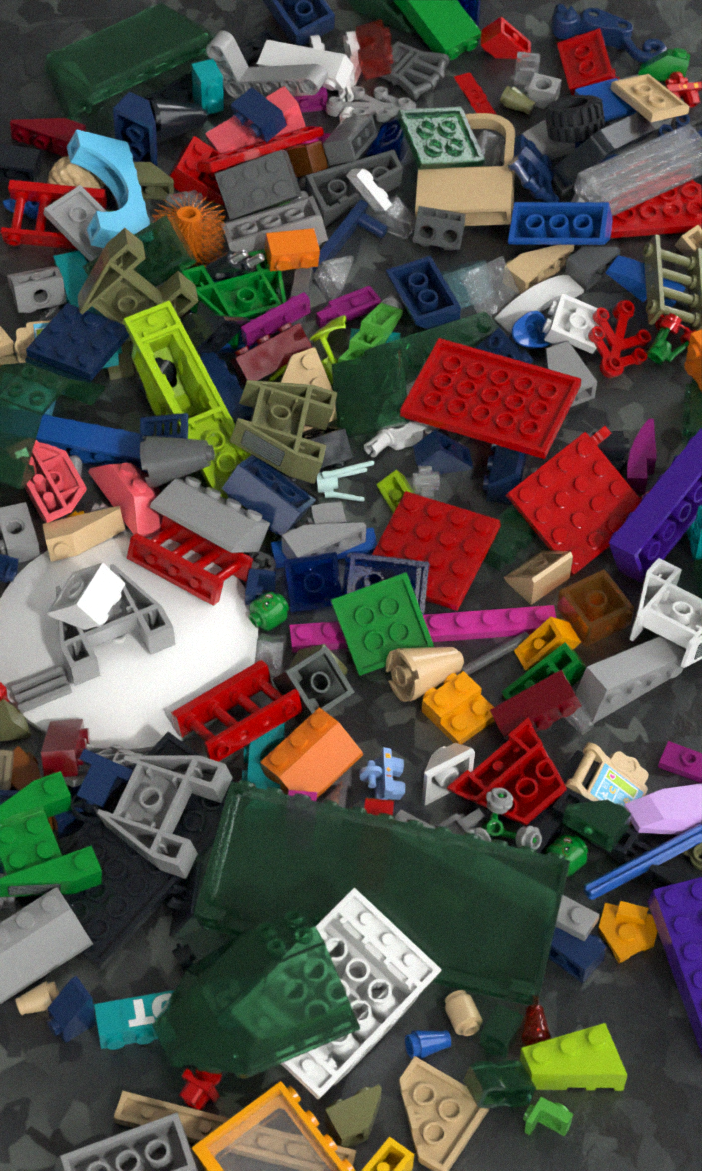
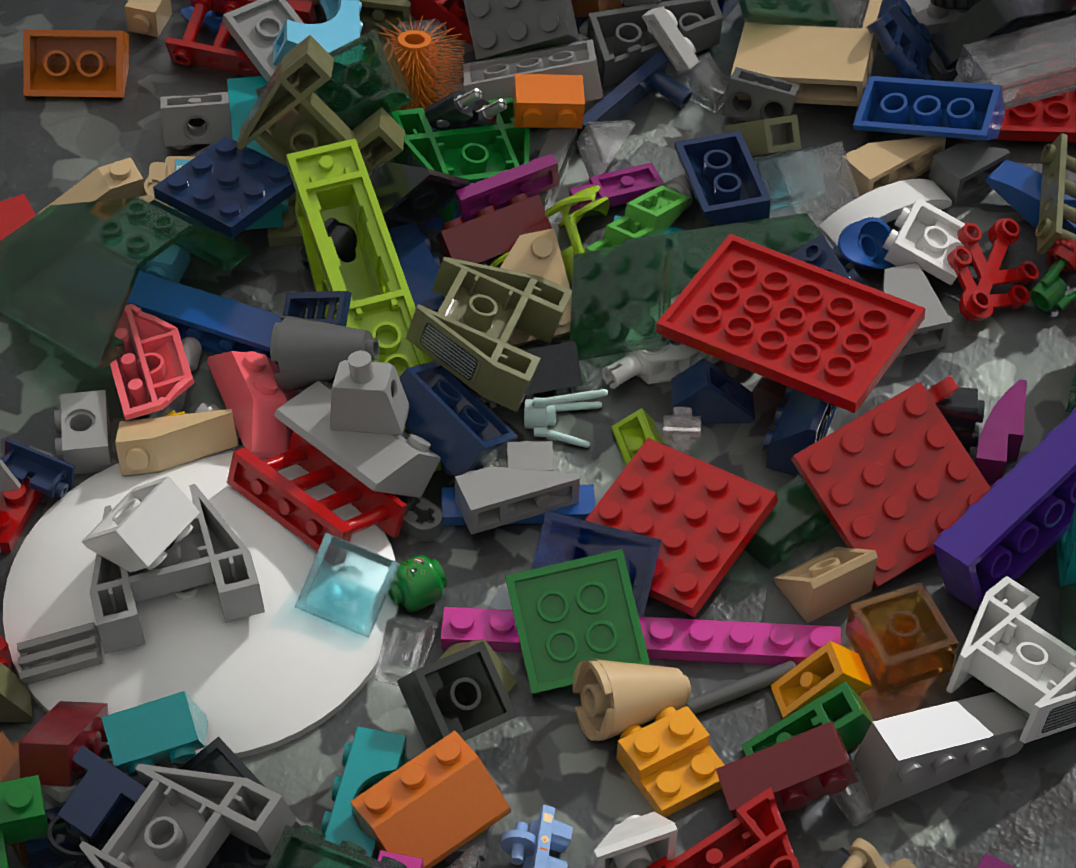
camera: 10 degrees right, 5 degrees down
(128, 734) = (156, 732): none -> teal slope
(216, 488) = (367, 397): none -> light grey torso
(225, 618) = (347, 585): none -> clear light blue slope
(227, 695) = (324, 698): red fence -> none
(257, 582) = (412, 539): dark blue bracket -> none
(312, 581) = (488, 547): clear blue slope -> none
(449, 255) = (769, 134): none -> olive slope

